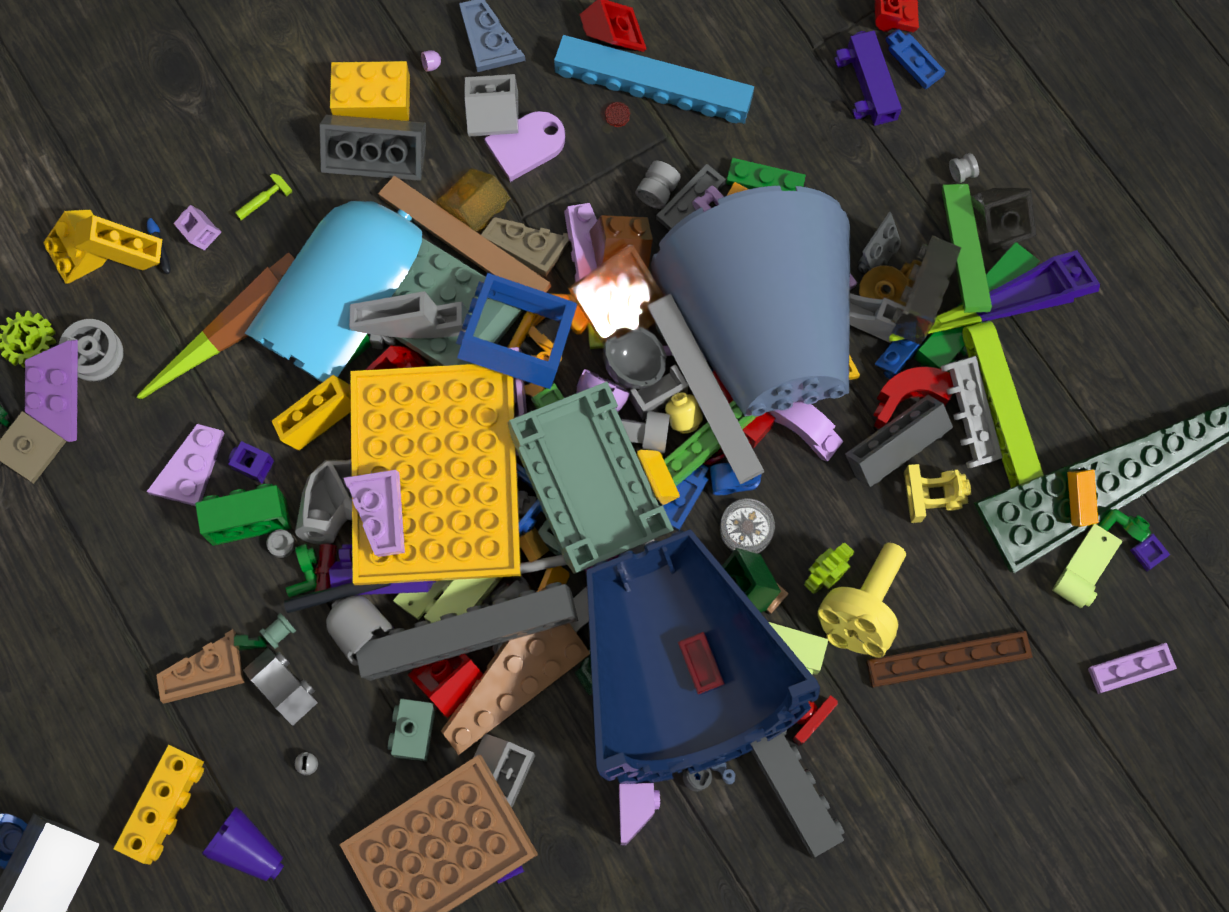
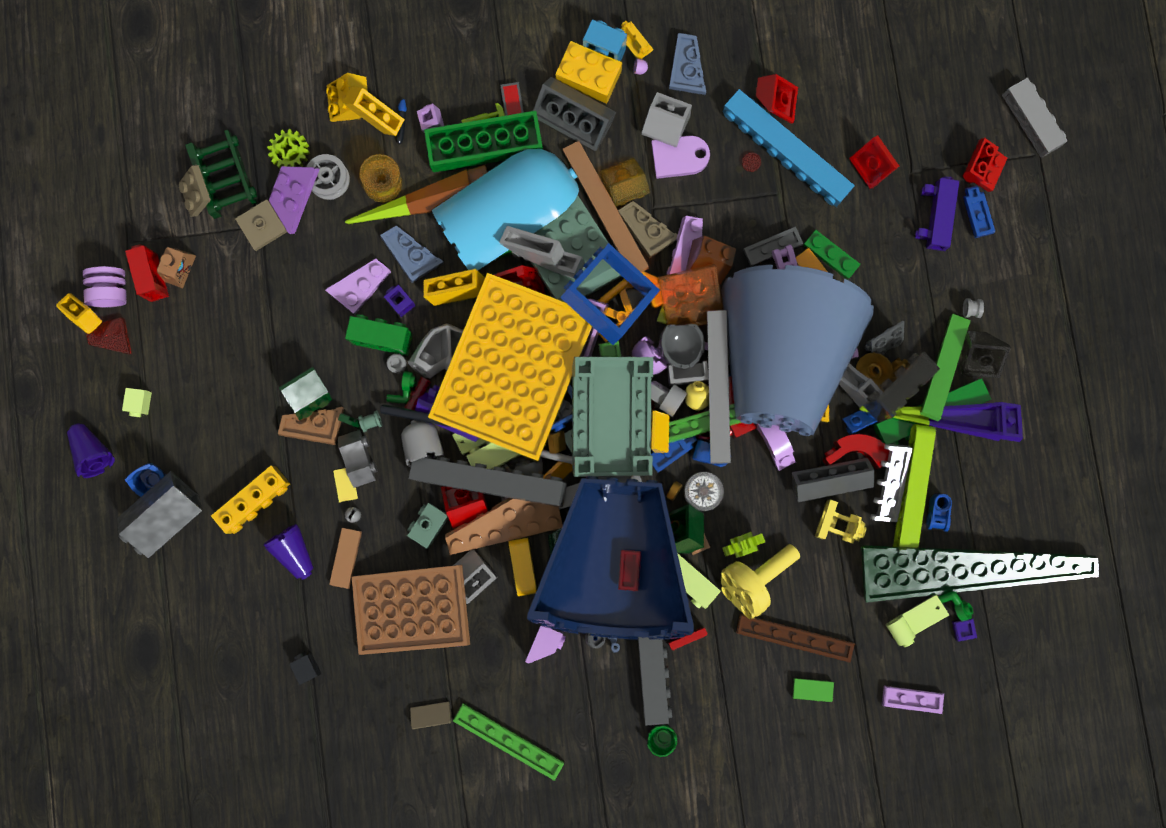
camera: 30 degrees right, 10 degrees up
(157, 309) = (381, 168): none -> clear yellow wheel
(176, 630) = (305, 394): none -> slope
(239, 401) = (411, 256): none -> sand blue wing
(272, 224) = (482, 141): none -> green brick
(279, 730) = (344, 487): none -> light yellow sticker
(290, 165) = (512, 98): none -> red tile
(321, 825) = (345, 558): none -> medium nougat tile
(374, 42) = (605, 39): none -> dark azure brick
(380, 508) = (466, 376): lavender wing -> none
(409, 33) = (635, 41): none -> yellow hinge
(561, 727) = (522, 567): none -> yellow beam
(658, 184) = (758, 224): light grey wheel -> none
(710, 540) = (674, 490): none -> pearl gold tile
(764, 51) = (874, 162): none -> red tile
(846, 868) = (662, 740): none -> green hair
(1004, 714) = (813, 690): none -> bright green tile
(1048, 428) = (939, 514): none -> blue piece
(1082, 498) = (936, 575): light orange slope -> none

